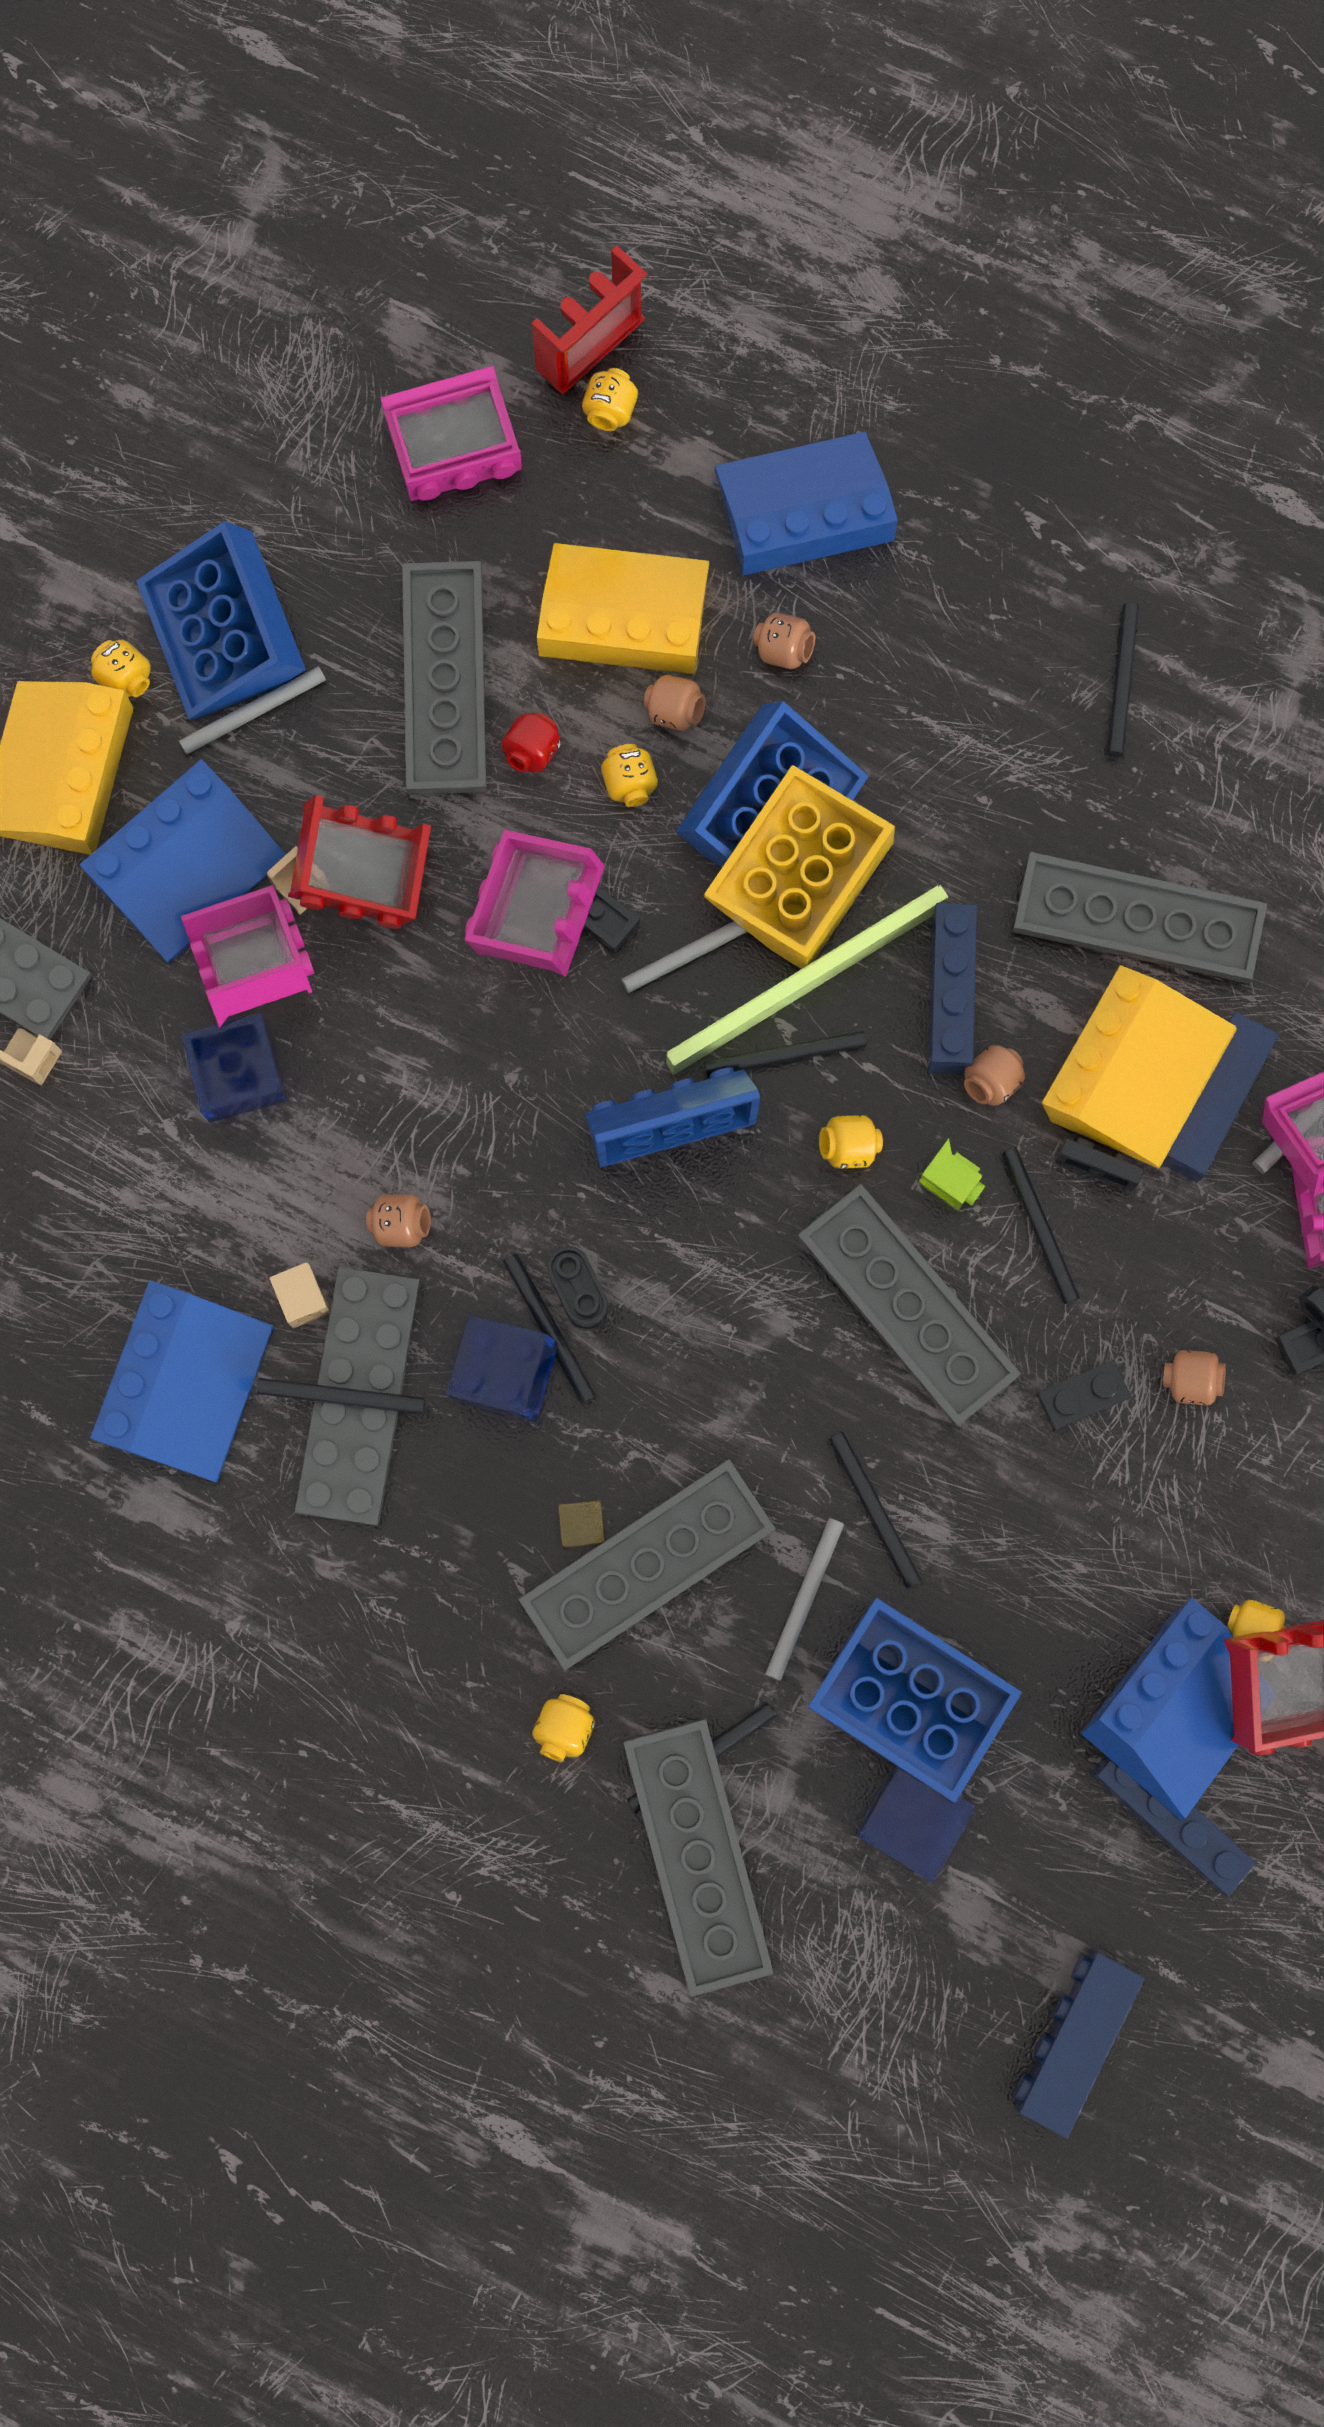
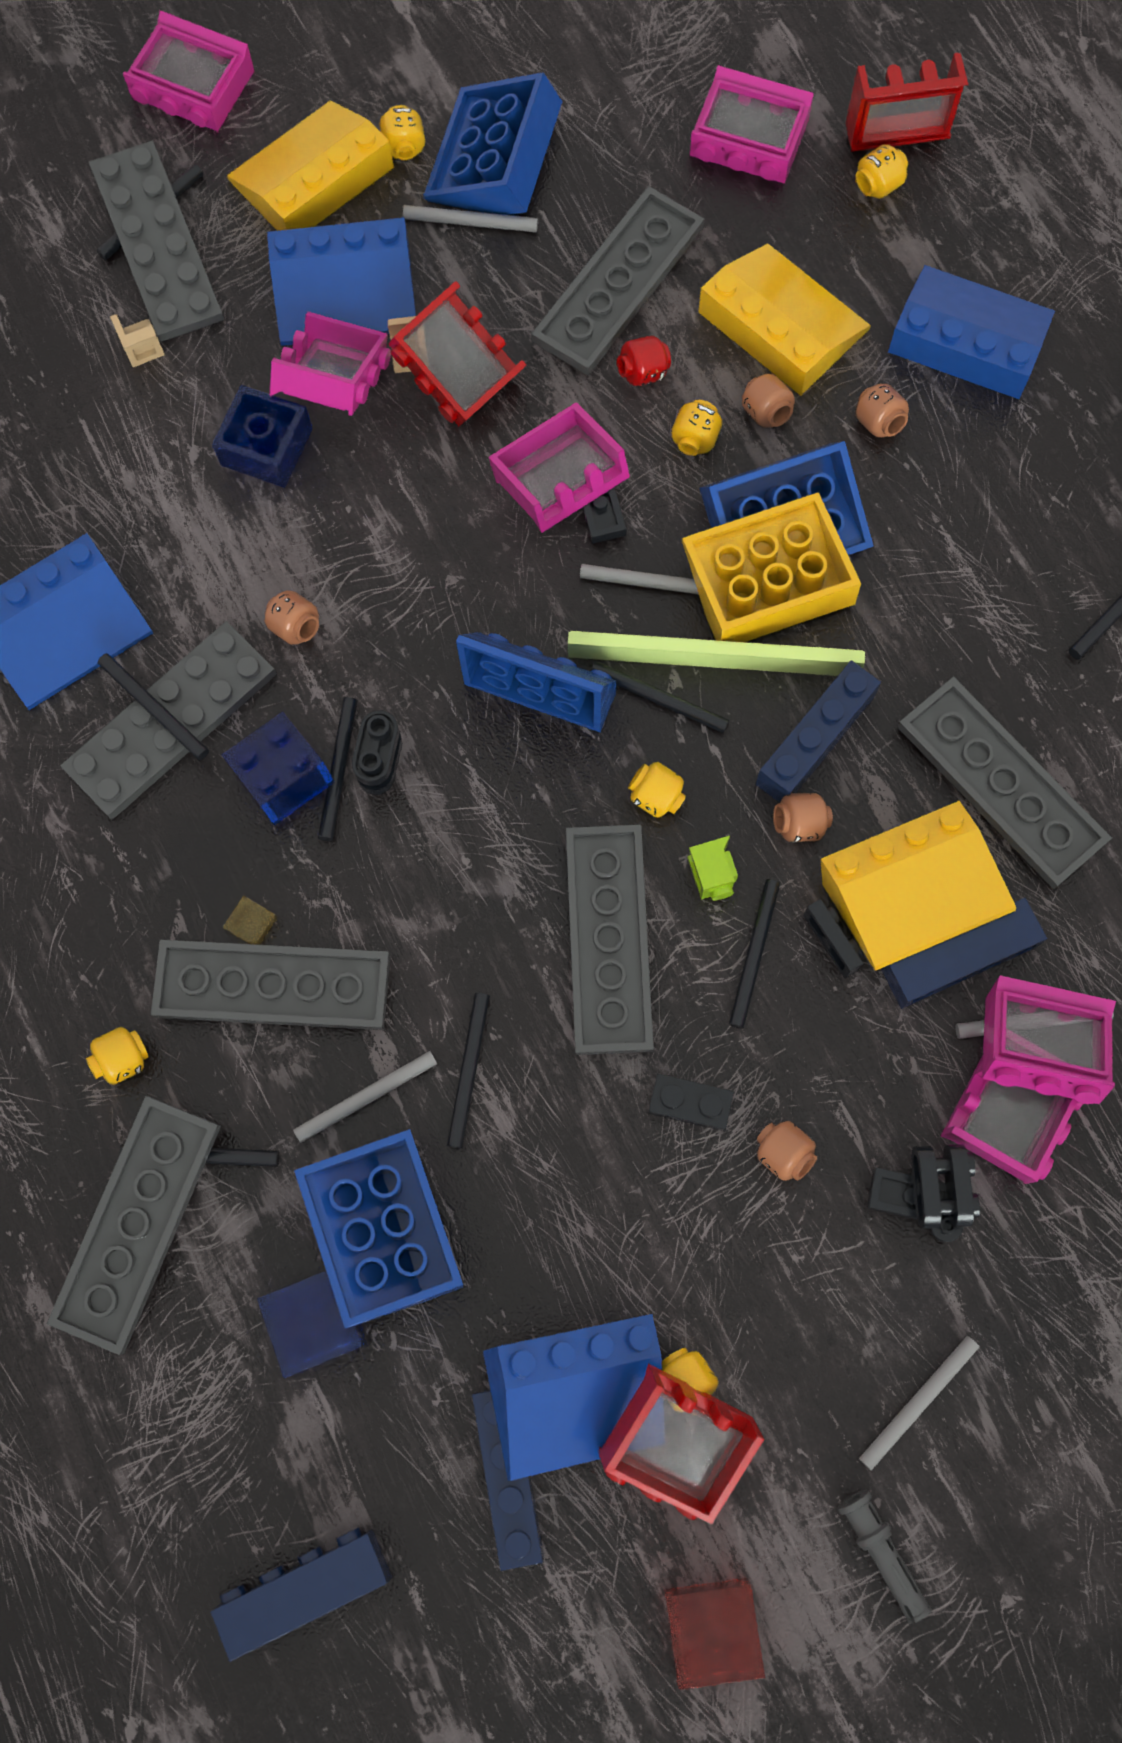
camera: 40 degrees right, 5 degrees down
(299, 1295) = (180, 620): tan panel -> none

